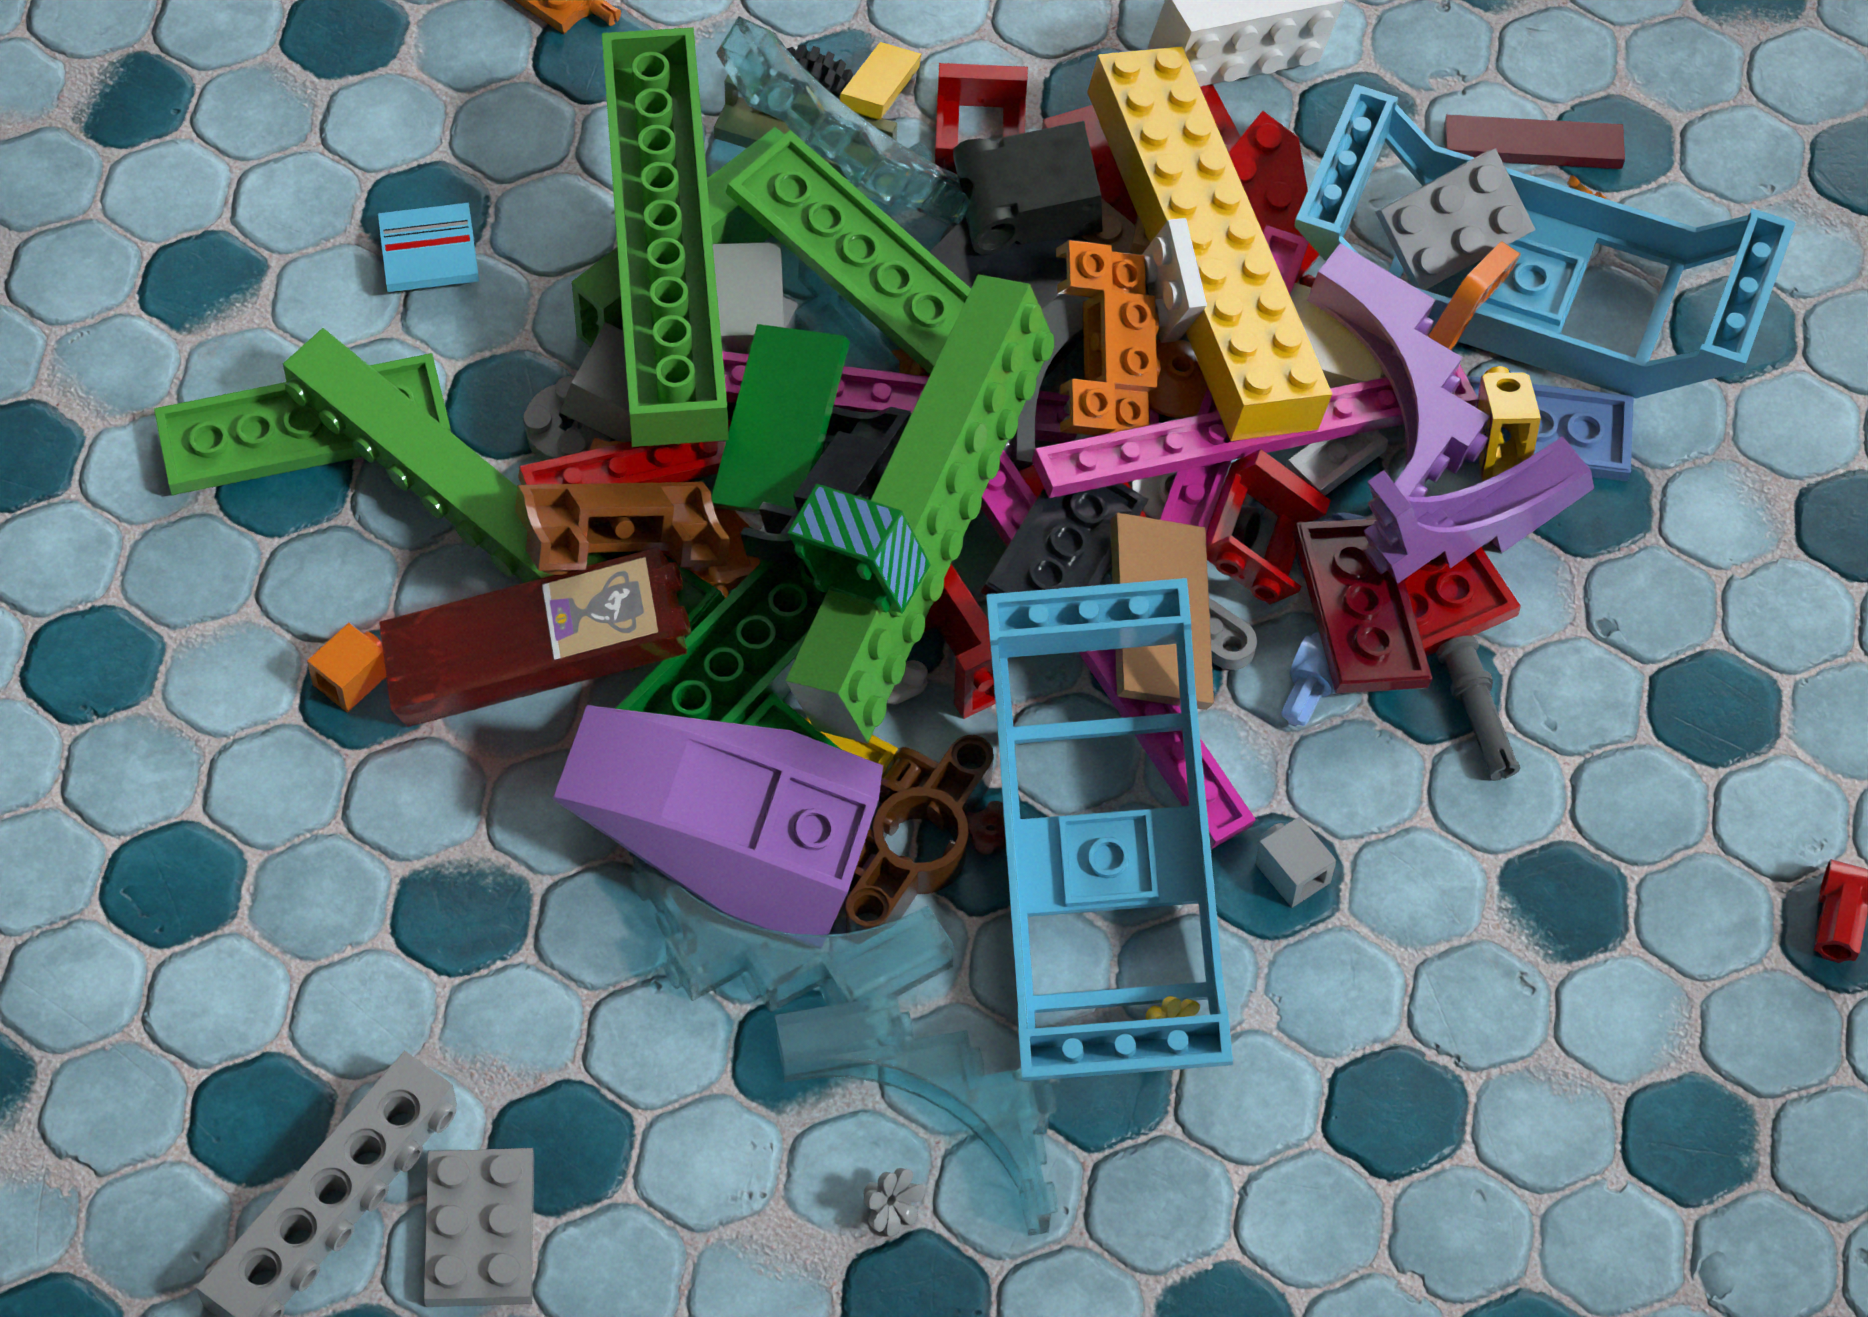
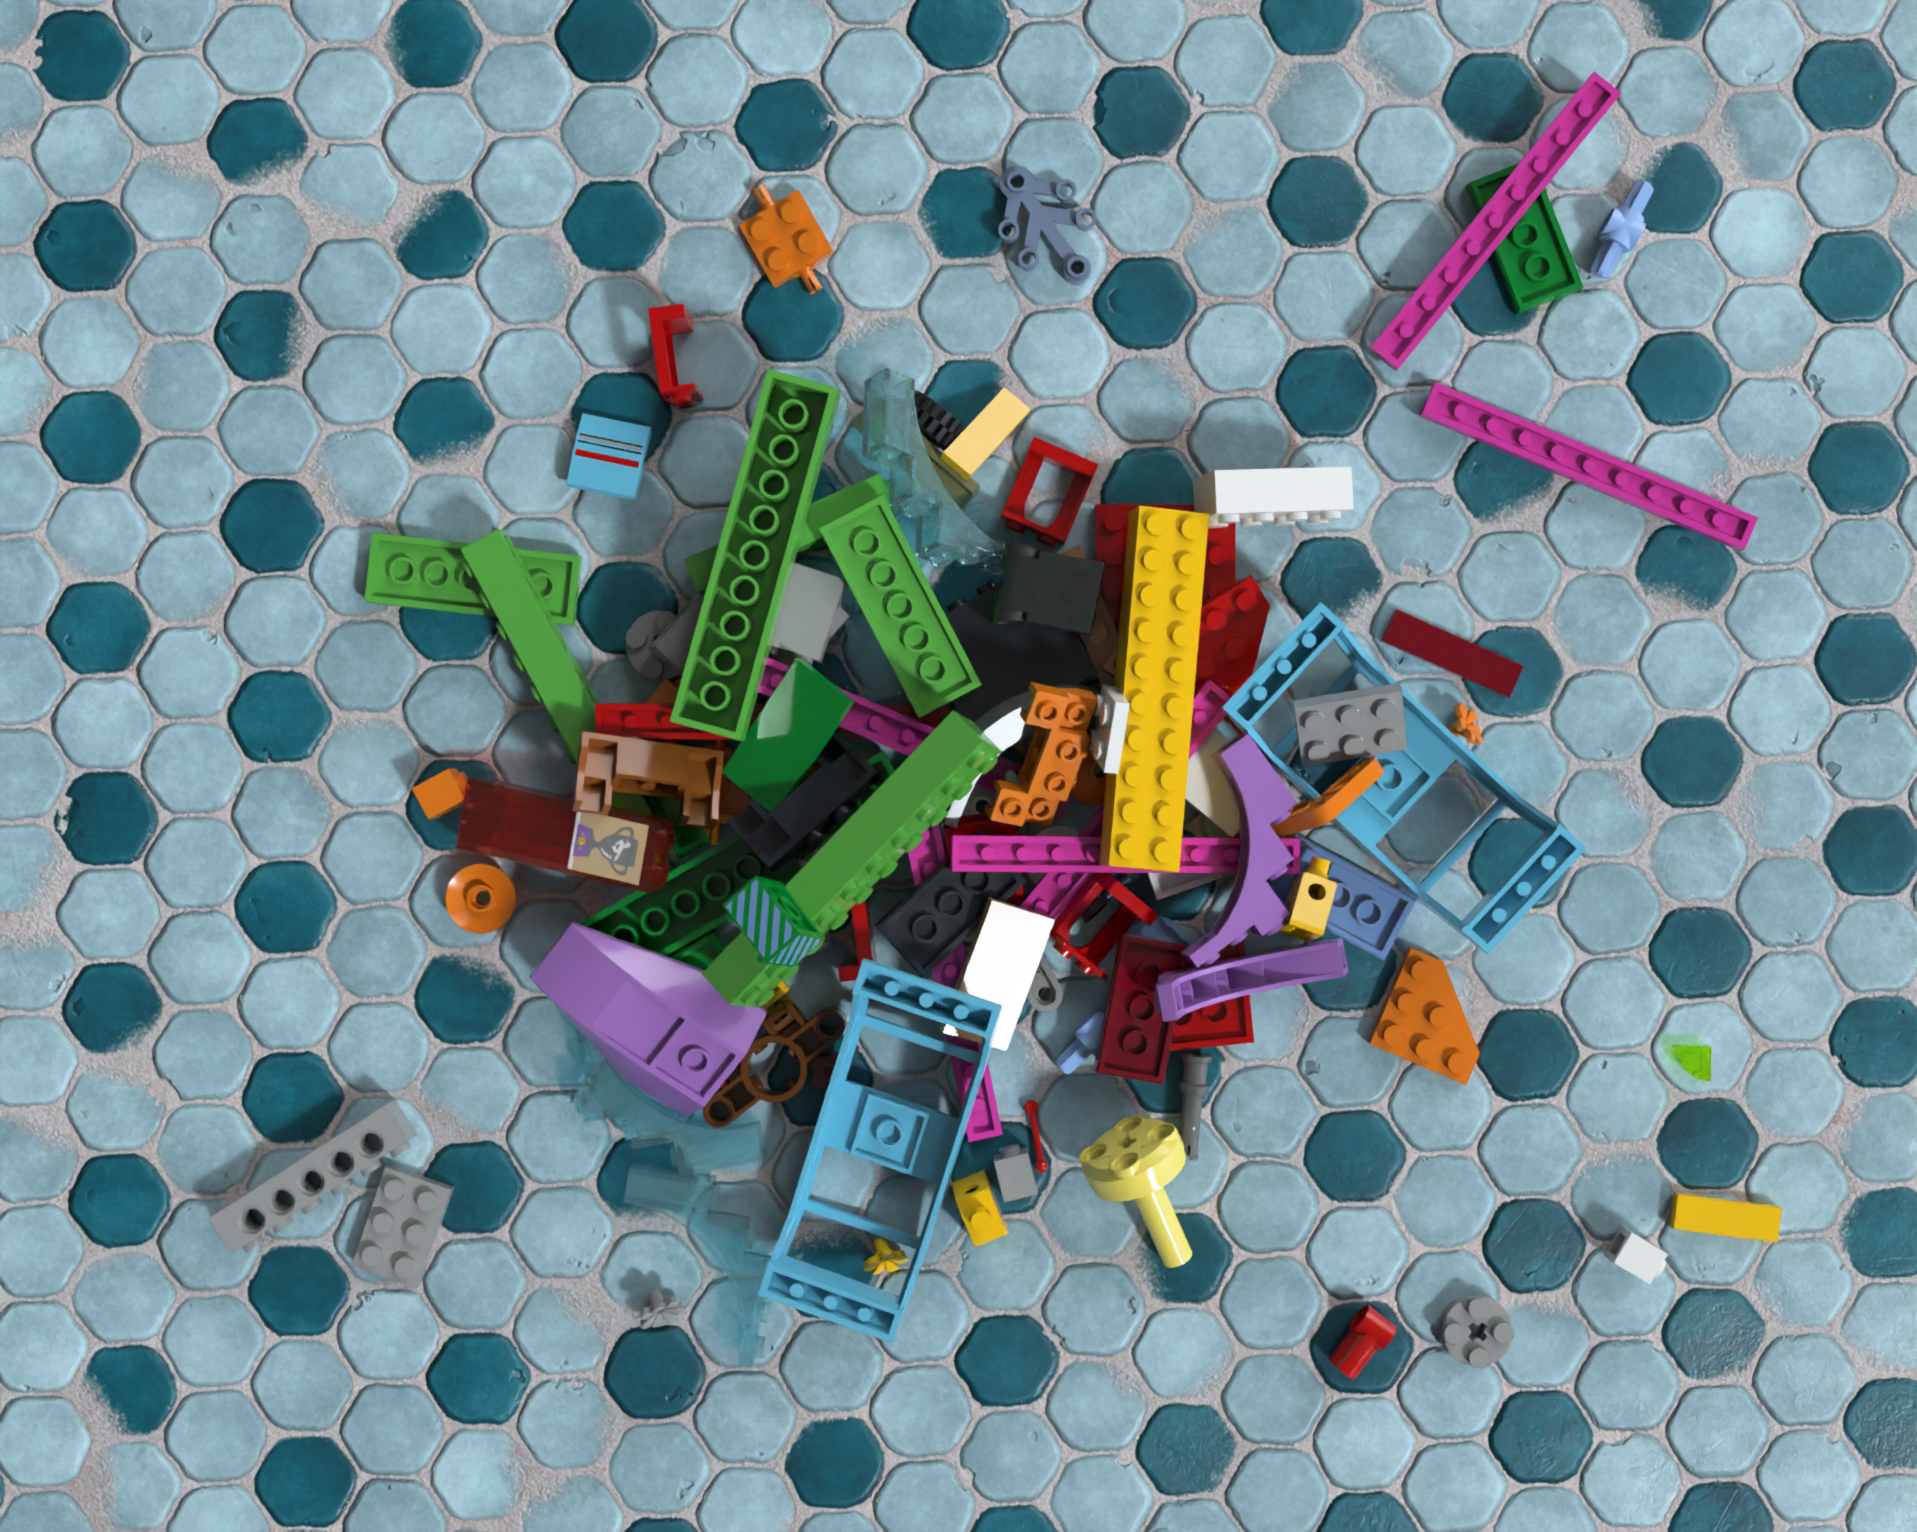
camera: 20 degrees right, 30 degrees up
(441, 753) = (463, 900): none -> orange dish
(486, 141) = (664, 323): none -> red panel
(1269, 912) = (979, 1208): none -> yellow torso
(1277, 789) = (1031, 1108): none -> red hinge
(1443, 769) = (1135, 1164): none -> light yellow piece
(1717, 524) = (1426, 1020): none -> orange plate

